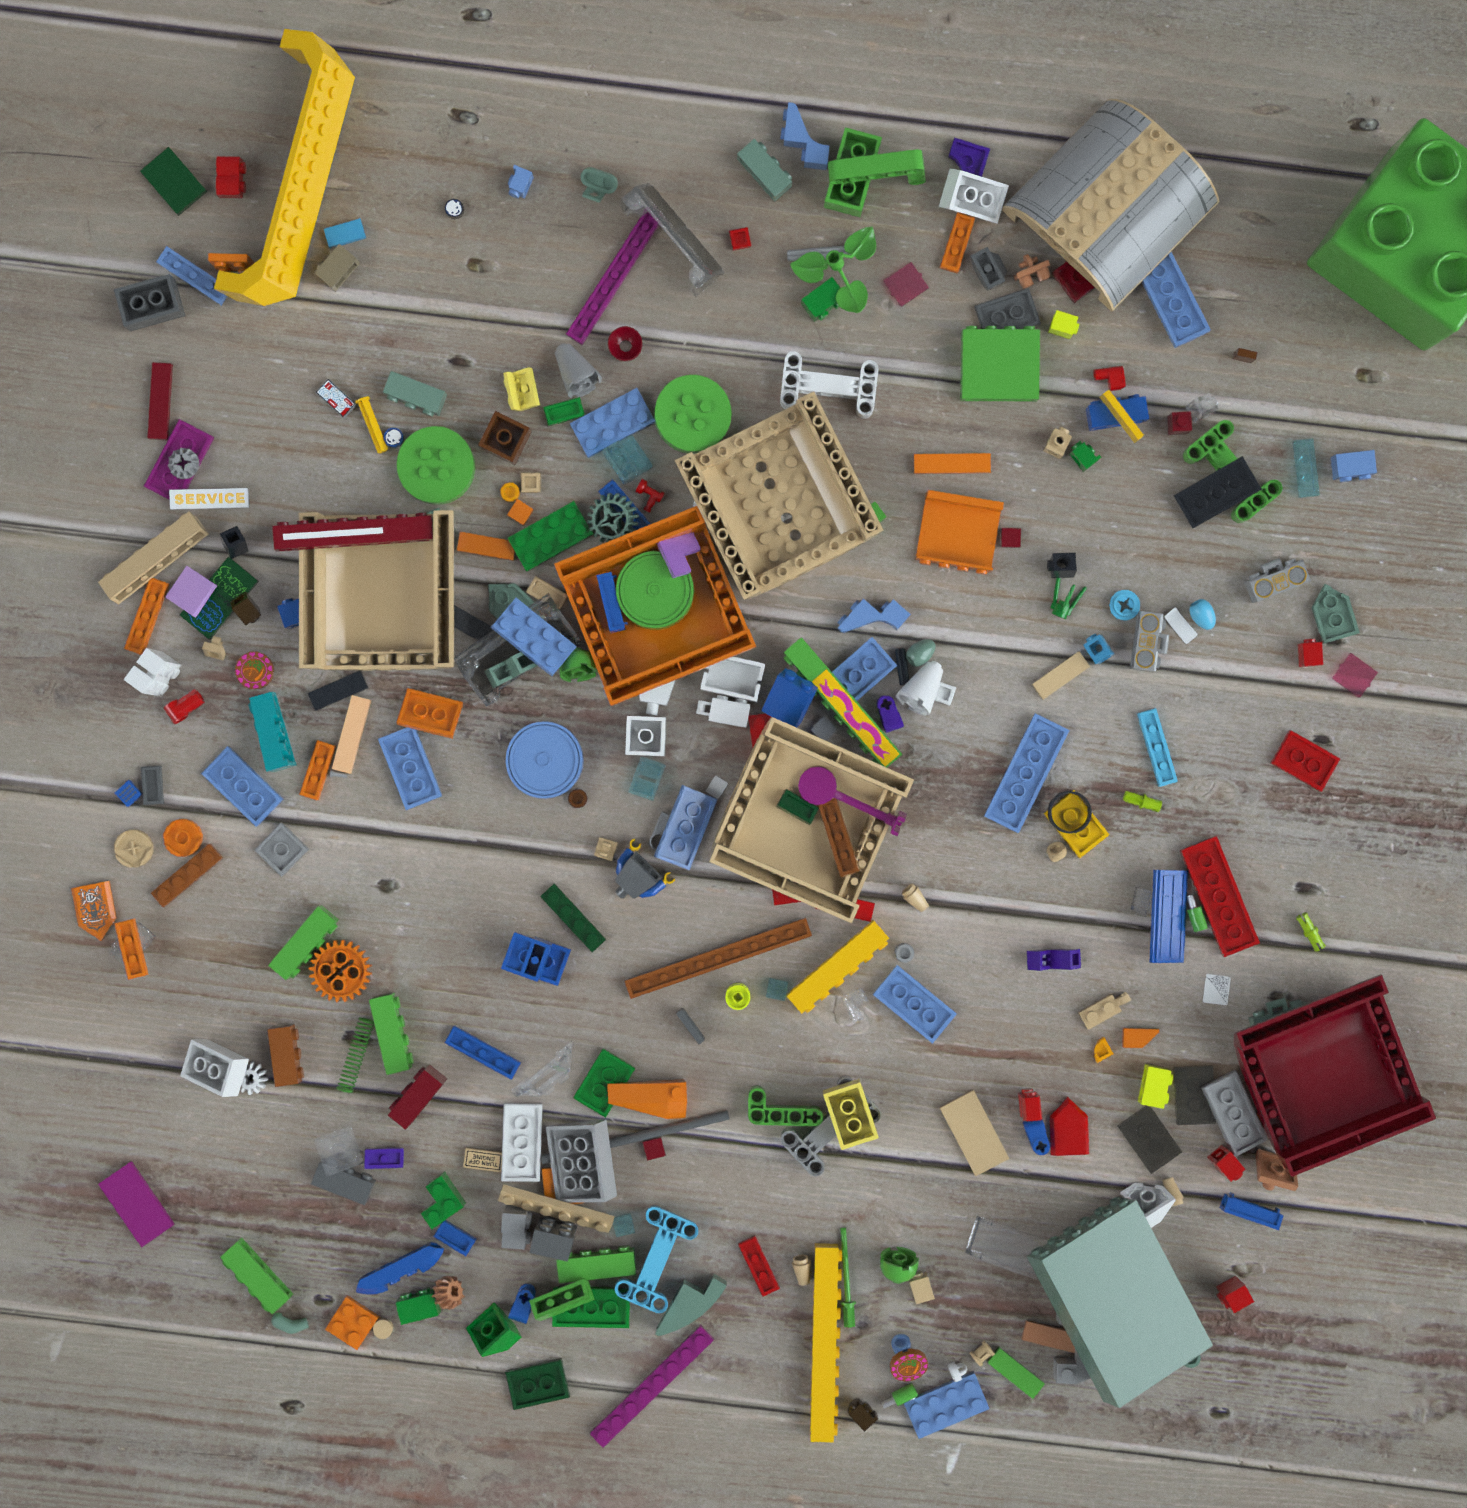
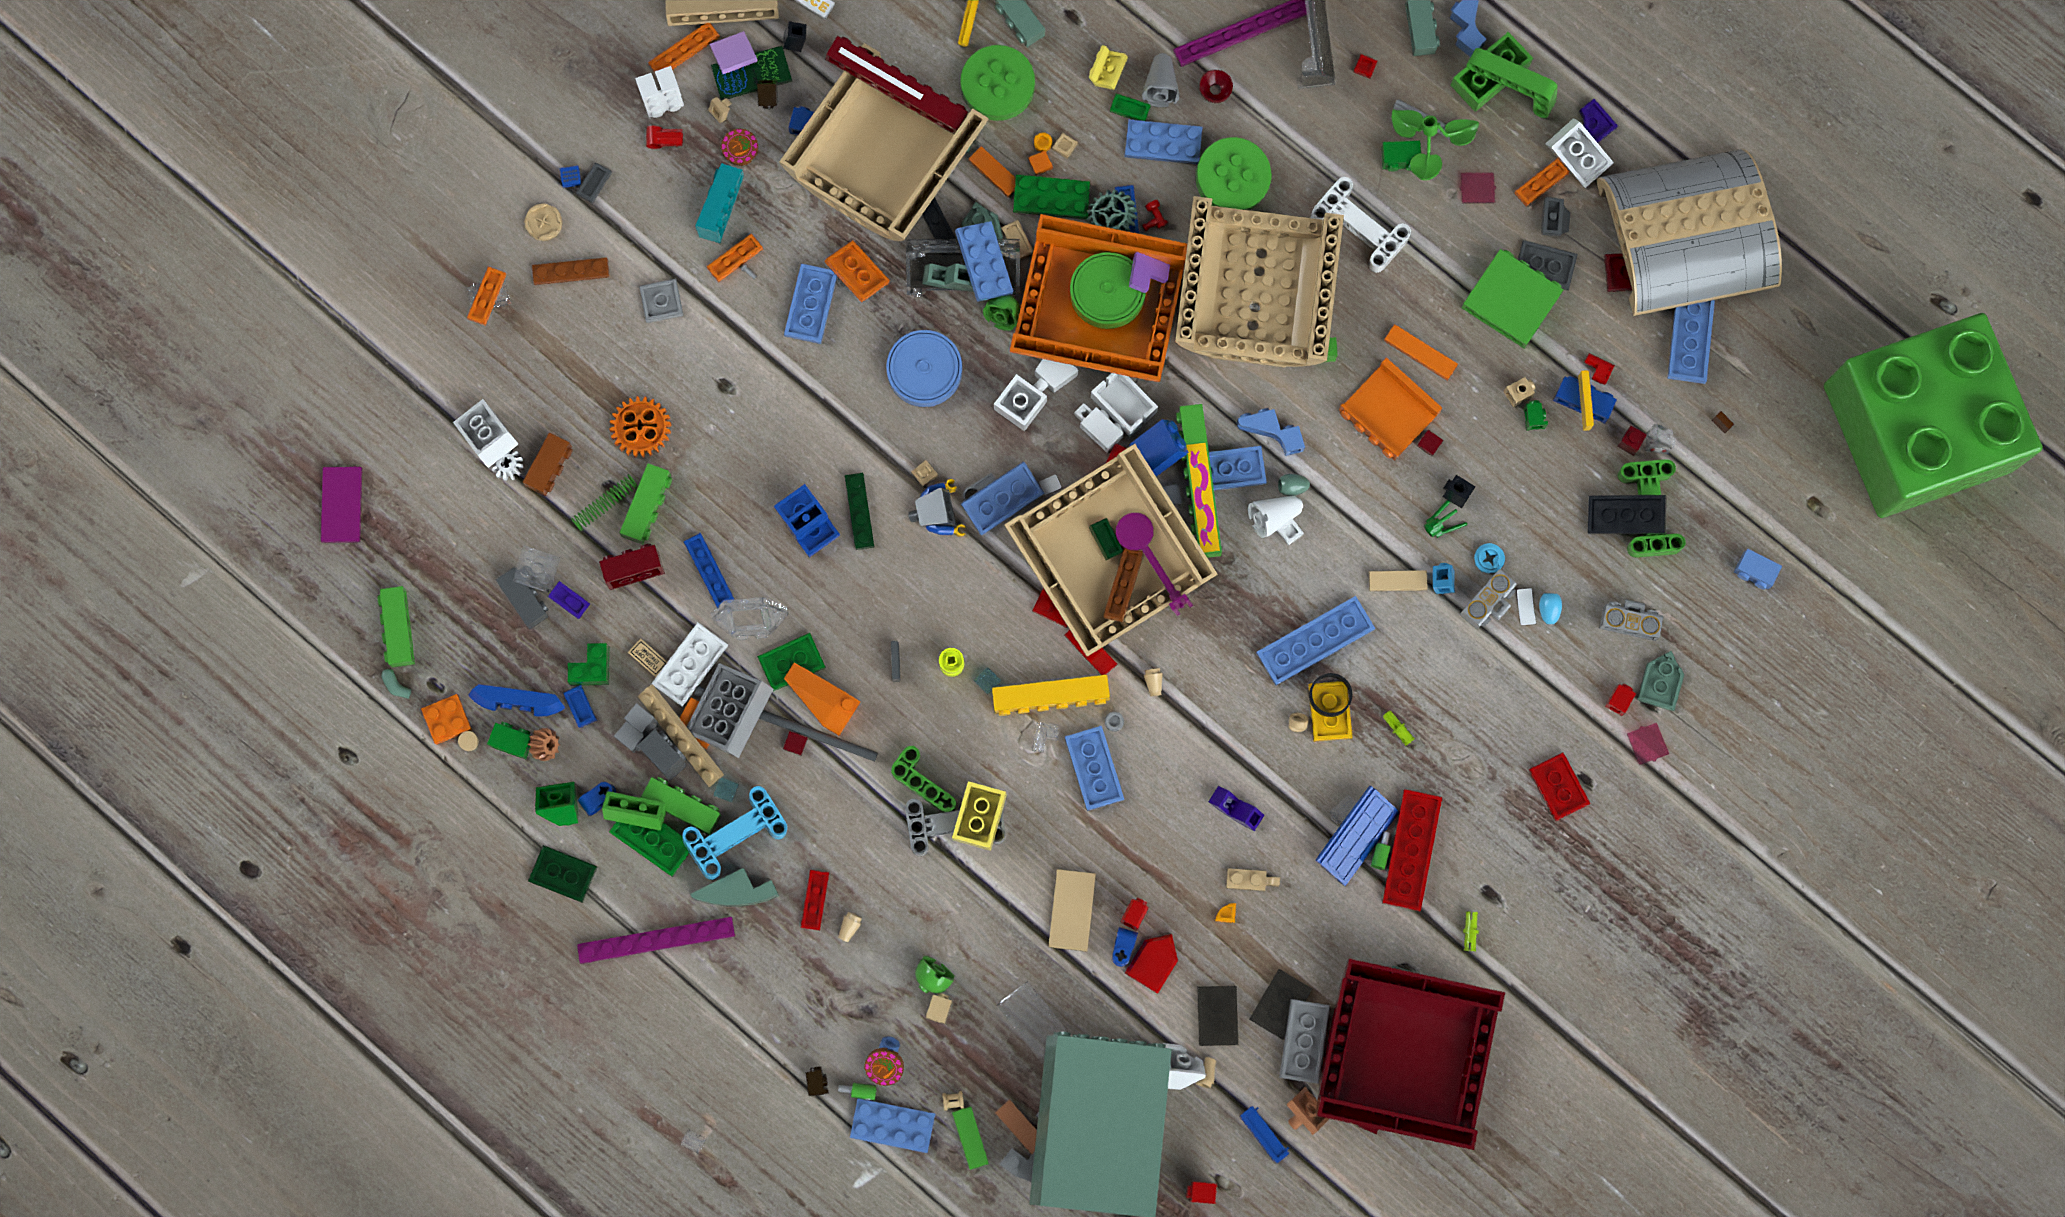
camera: 30 degrees right, 10 degrees down
(94, 908) = (478, 248): orange tile -> none
(182, 837) = (588, 239): orange tile -> none
(242, 786) = (665, 230): medium blue tile -> none
(303, 943) = (627, 385): bright green brick -> none
(338, 690) = (795, 206): black tile -> none
(351, 734) = (781, 247): light nougat tile -> none
(393, 437) = (978, 40): tile -> none
(505, 438) = (1068, 96): reddish brown brick -> none
(577, 798) = (929, 418): reddish brown tile -> none
(610, 602) = (1064, 276): blue container -> none
(627, 459) = (1155, 176): clear light blue brick -> none
(643, 787) = (1004, 432): clear light blue piece -> none
(718, 958) = (956, 622): dark orange plate -> none
(824, 1342) = (825, 1000): yellow brick -> none
(848, 1305) = (867, 983): bright green piece -> none
(891, 717) = (1233, 519): dark purple piece -> none
(902, 666) = (1270, 485): black axle -> none
(955, 1373) = (921, 1100): white tile -> none
(1040, 269) = (1596, 244): nougat hips -> none
(1064, 324) = (1587, 301): neon yellow brick -> none
(1137, 1037) = (1264, 922): orange tile -> none
(1155, 1086) = (1251, 972): neon yellow brick -> none
(1157, 747) = (1440, 693): medium azure tile -> none
(1216, 989) = (1358, 928): white sticker -> none
(1226, 1163) = (1269, 1076): red brick -> none
(1306, 468) = (1716, 547): clear light blue tile -> none

